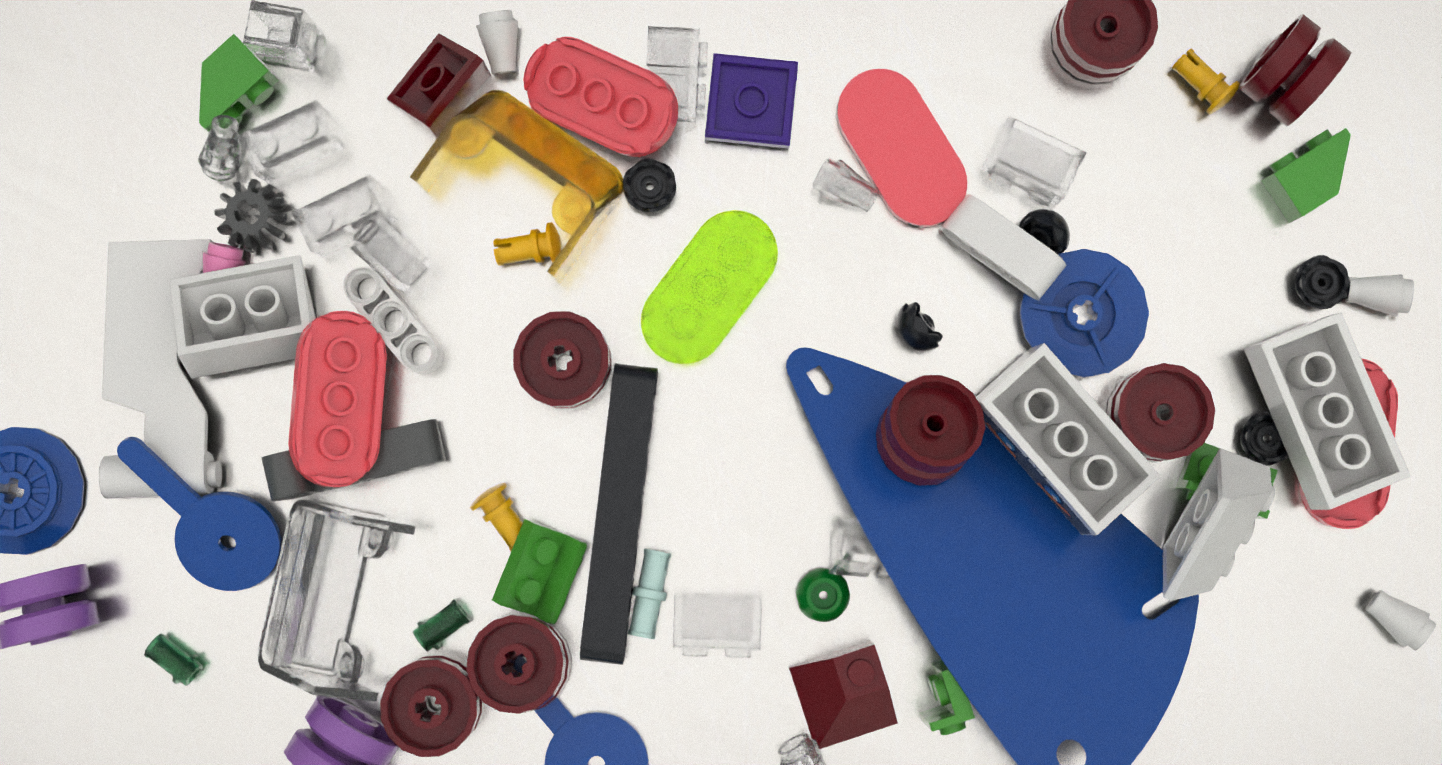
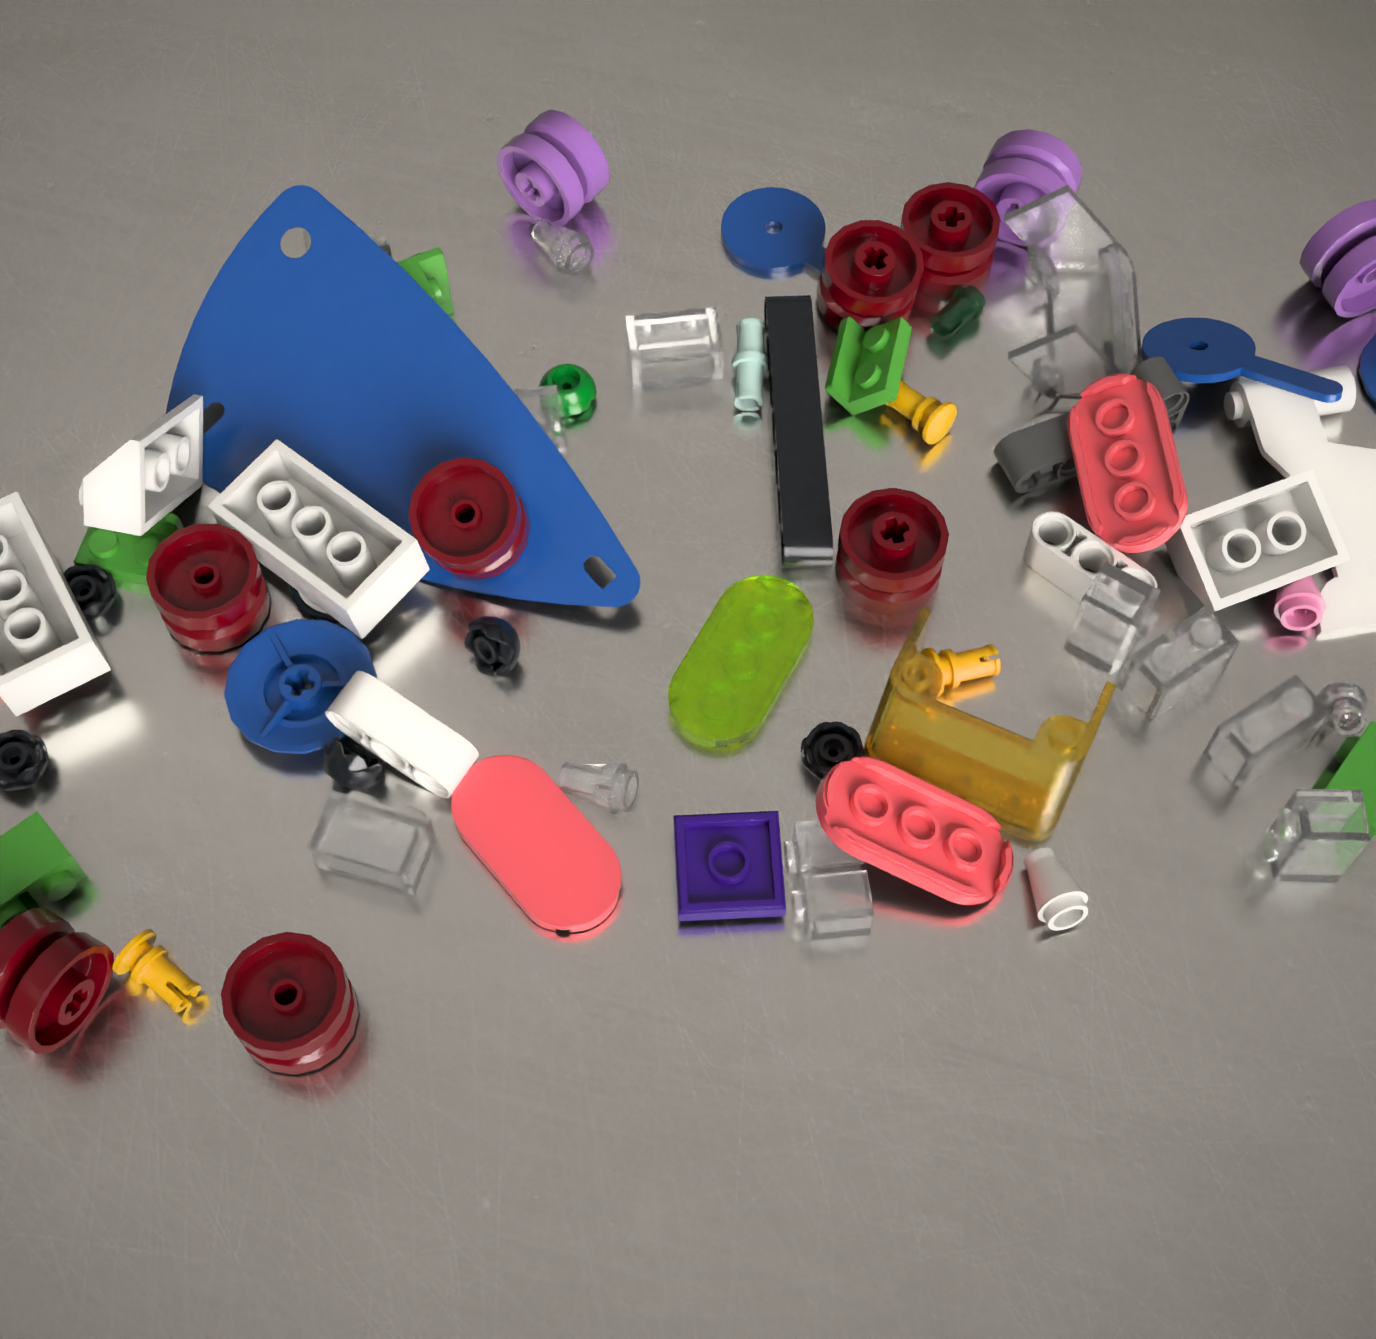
camera: 175 degrees right, 25 degrees down
(173, 660) = (1215, 252): clear green pin -> none
(236, 212) = (1282, 648): dark grey gear -> none
(439, 84) = (1115, 826): dark red slope -> none
(844, 694) = (534, 314): dark red slope -> none

